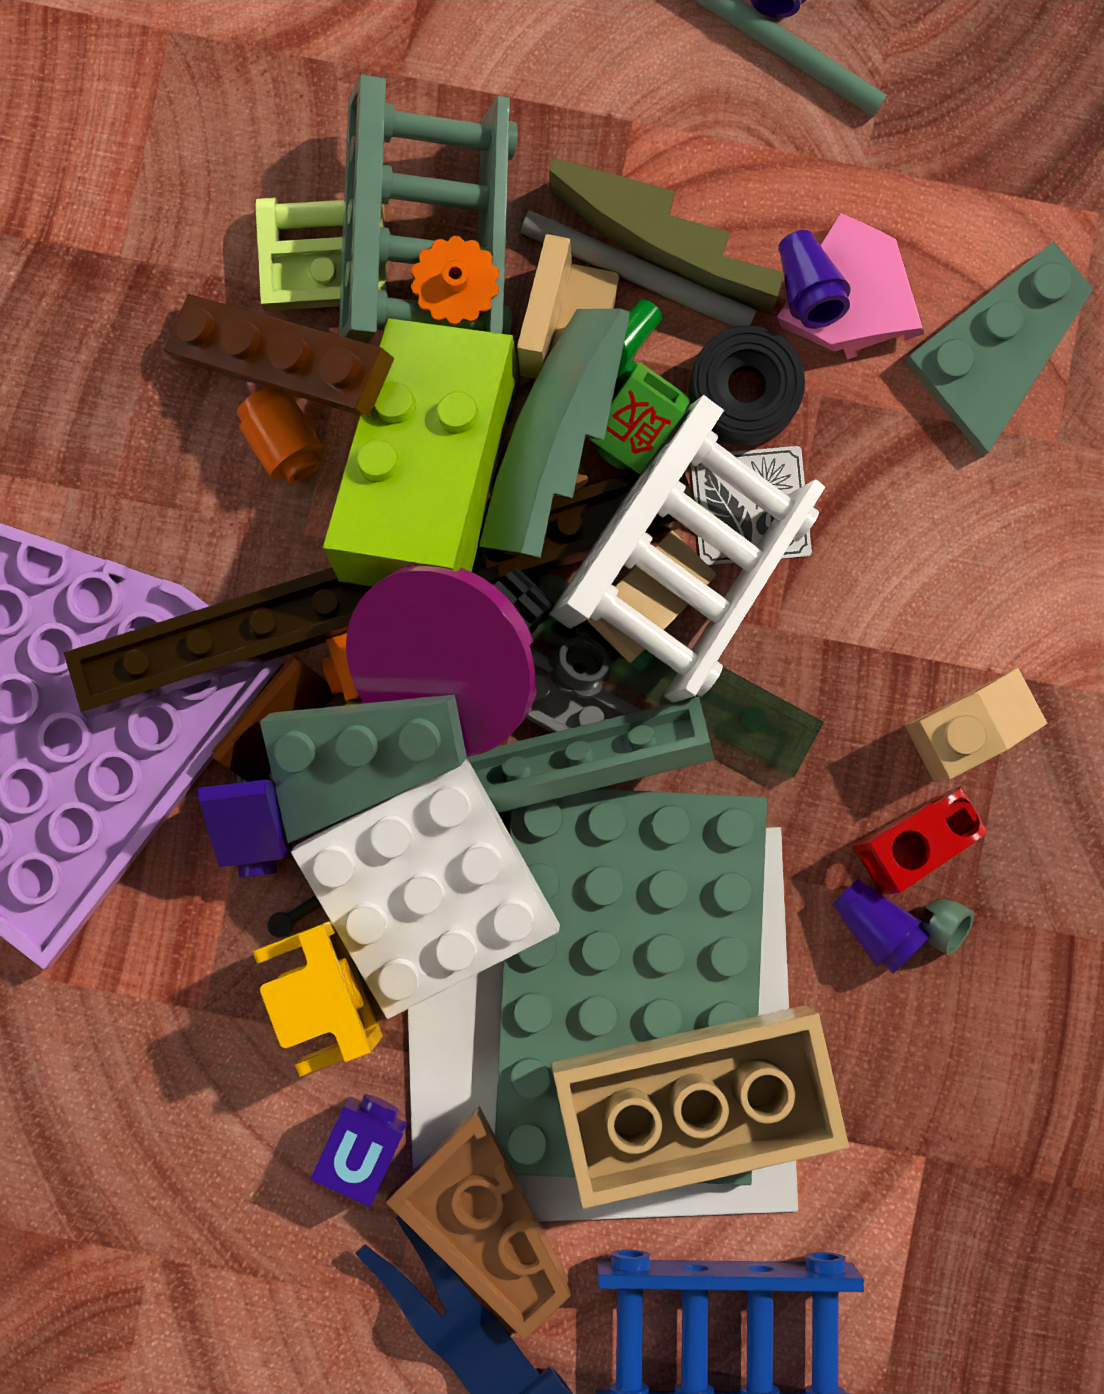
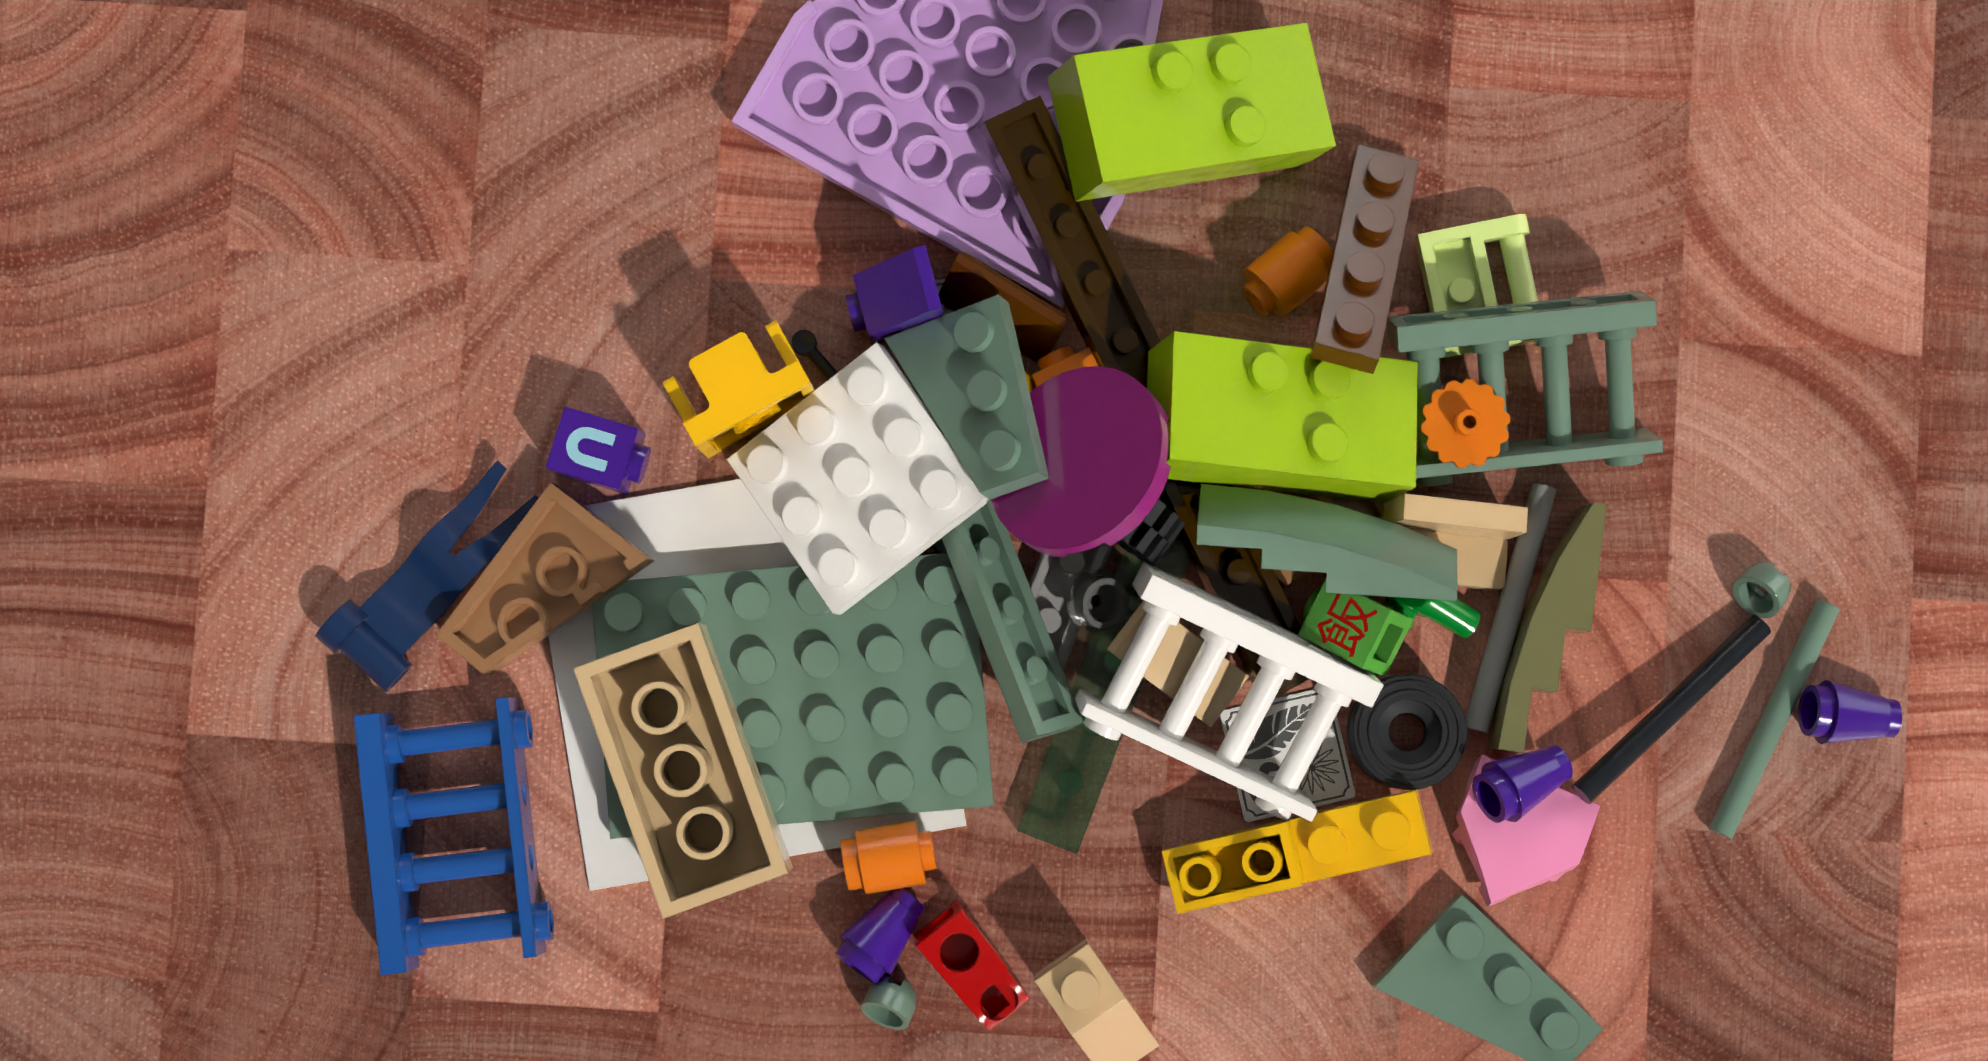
camera: 85 degrees right, 0 degrees up
(102, 506) = (1190, 111): none -> lime brick
(664, 22) = (1753, 599): none -> sand green hinge
(757, 132) = (1671, 709): none -> black bar
(805, 909) = (888, 857): none -> orange brick
(852, 520) = (1297, 851): none -> yellow slope

